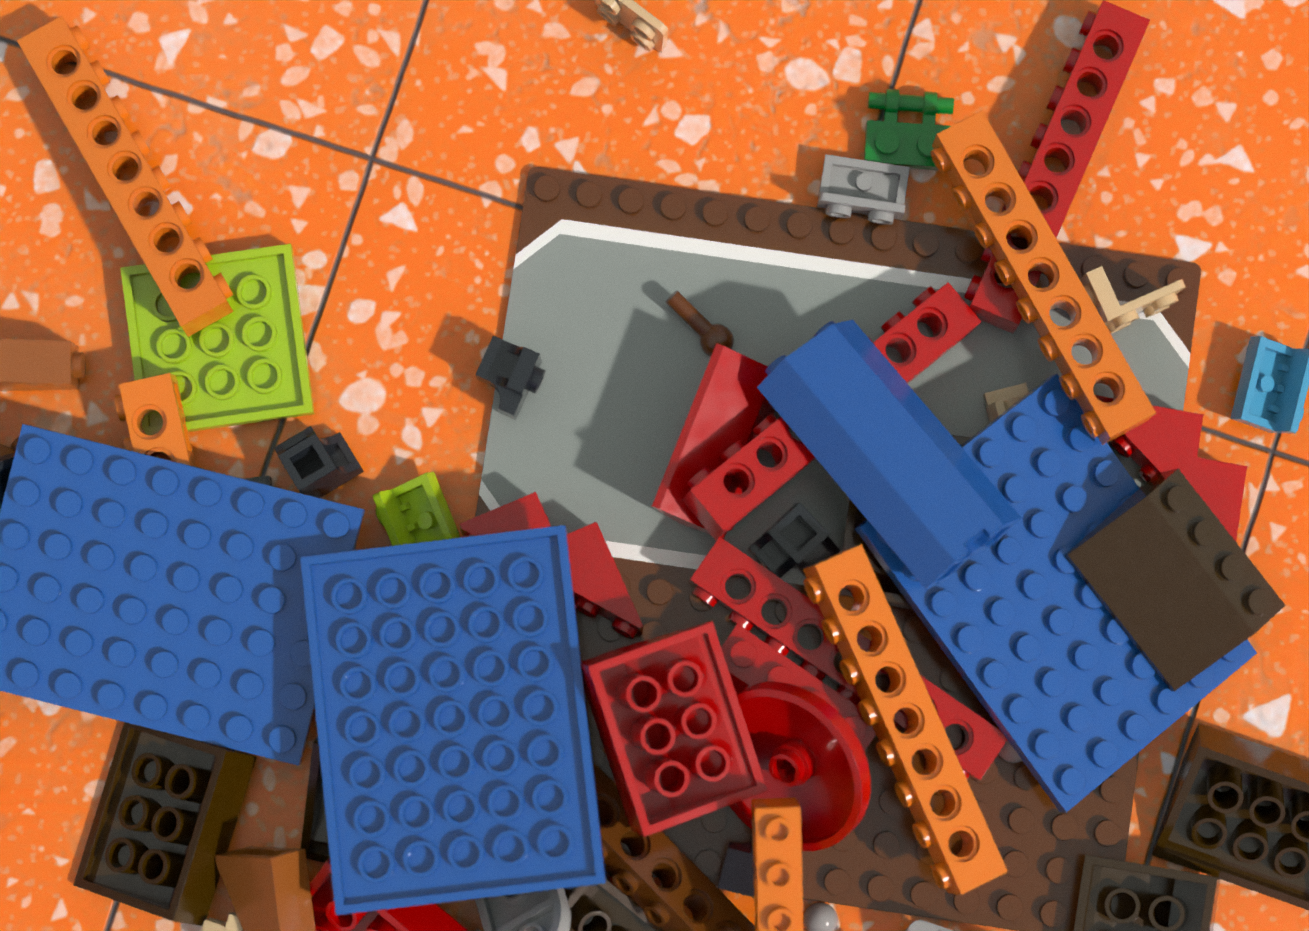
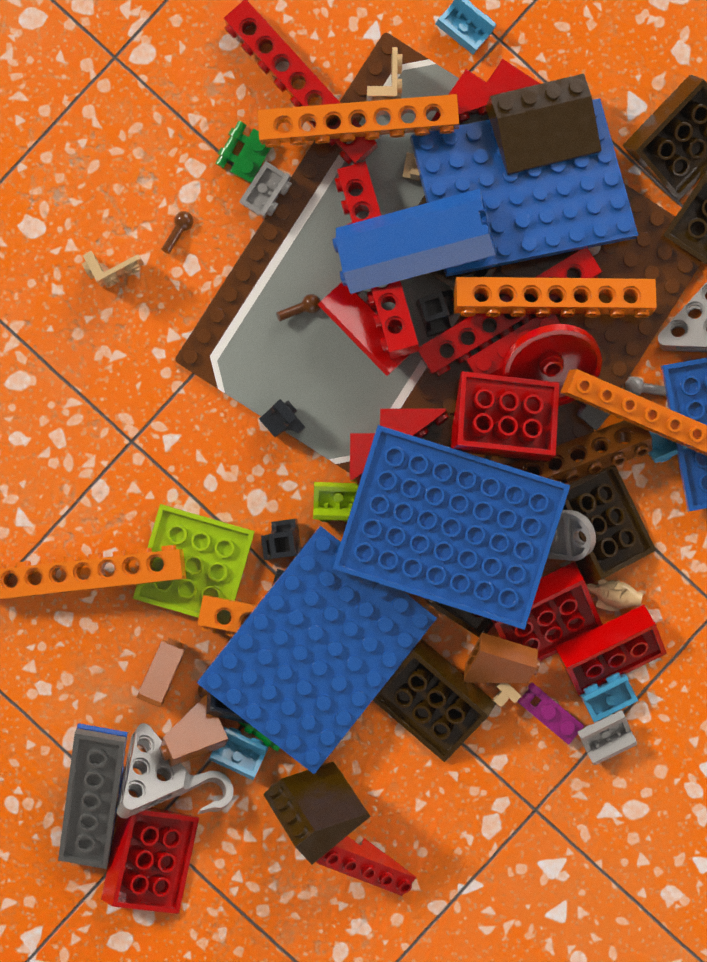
camera: 65 degrees left, 5 degrees up
(754, 84) = (183, 222): none -> reddish brown bar

